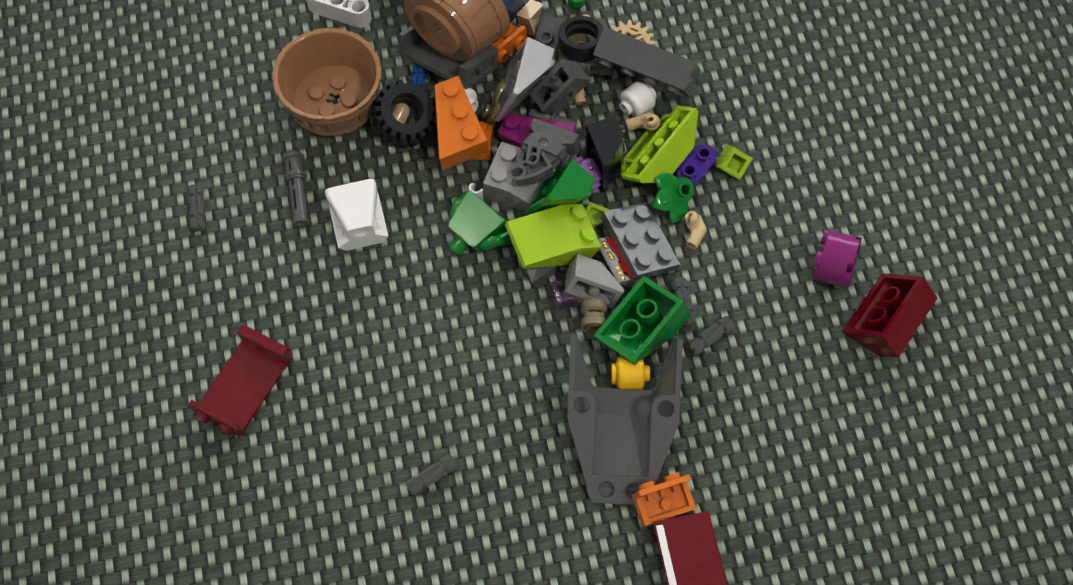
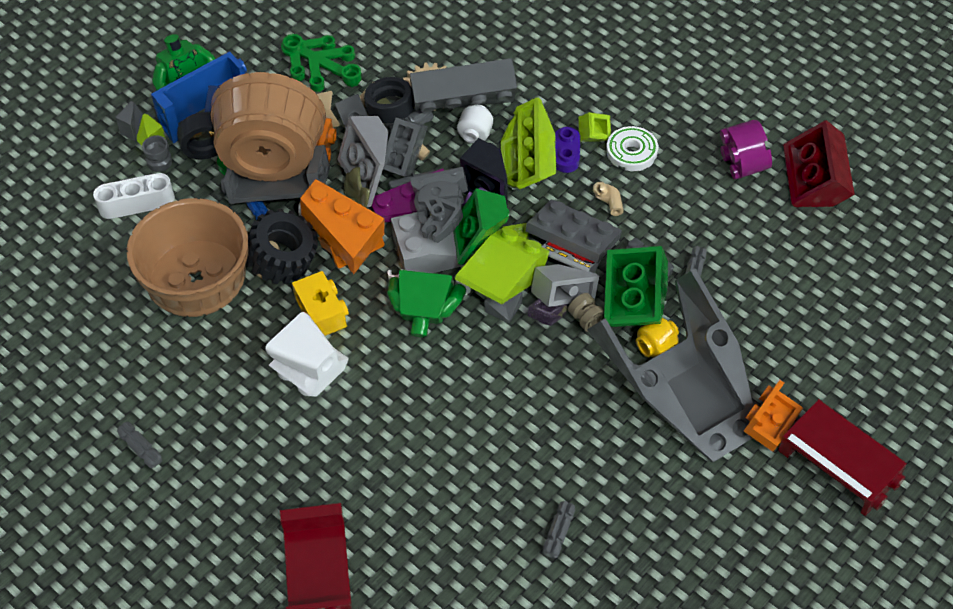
camera: 35 degrees left, 10 degrees down
(295, 178) = (219, 363): dark grey pin -> none
(400, 179) = (319, 300): none -> yellow brick
(647, 121) = (499, 135): tan arm -> none
(671, 197) = (571, 179): green plate -> none
(750, 185) = (632, 137): none -> white tile

